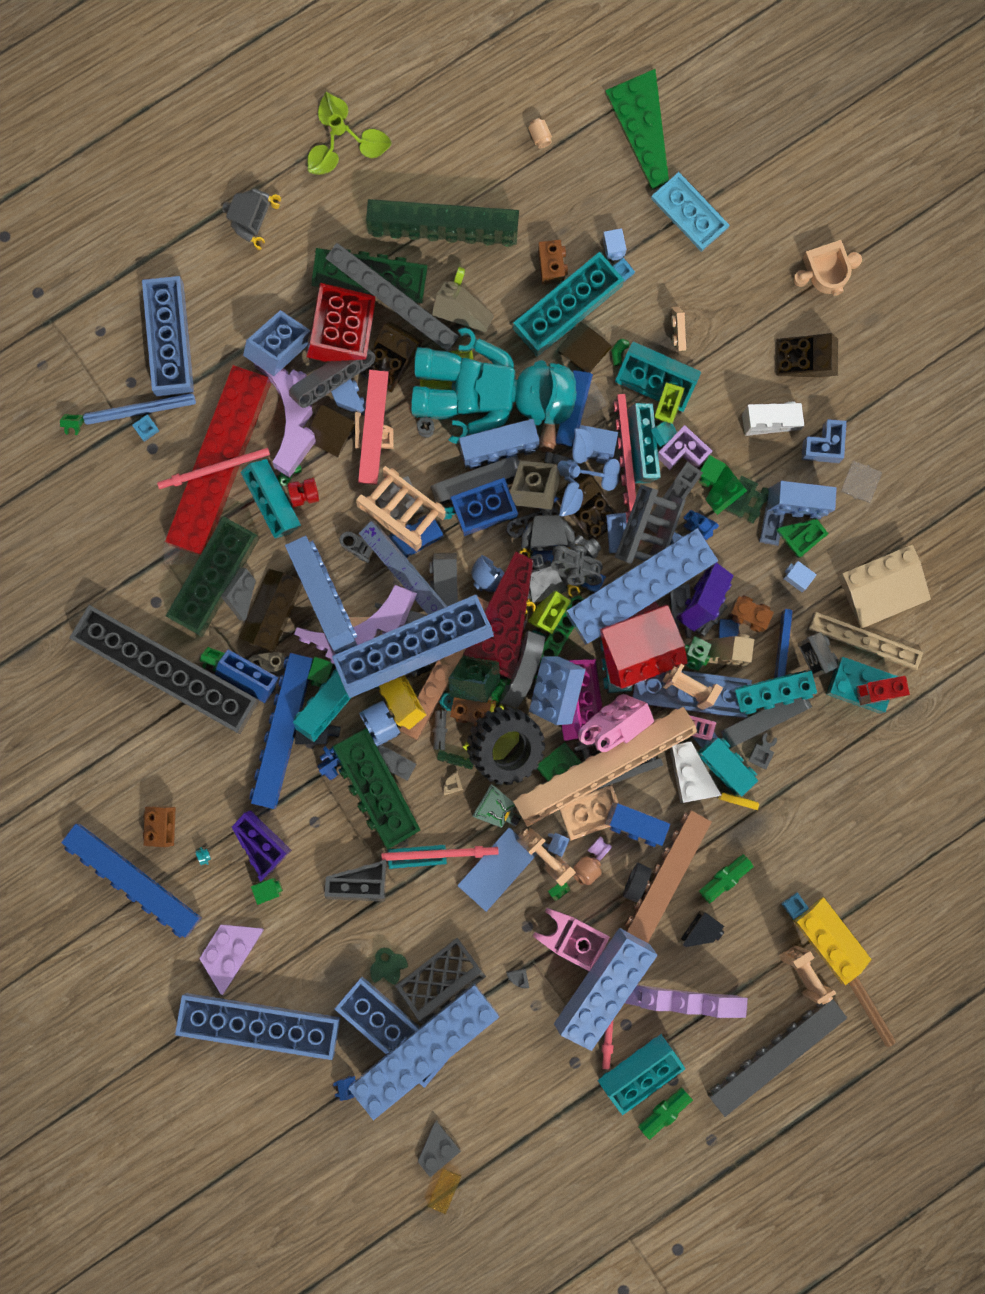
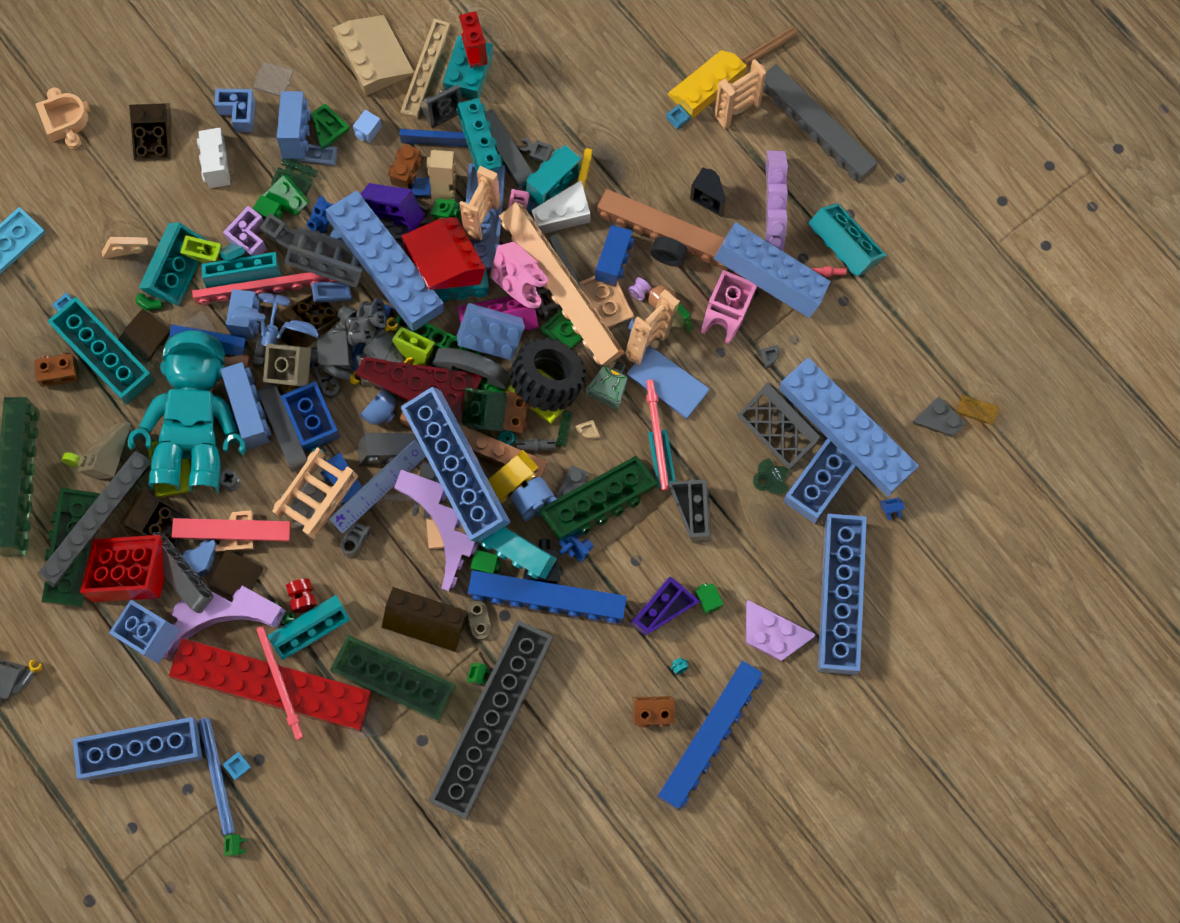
camera: 90 degrees left, 10 degrees down
(239, 593) = (409, 651): dark grey wing -> none
(246, 676) = (493, 635): blue brick -> none
(322, 594) = (407, 560): medium blue brick -> none
(614, 244) = (38, 312): light blue brick -> none
(665, 1113) = (880, 216): green piece -> none
(726, 878) = (658, 176): green piece -> none

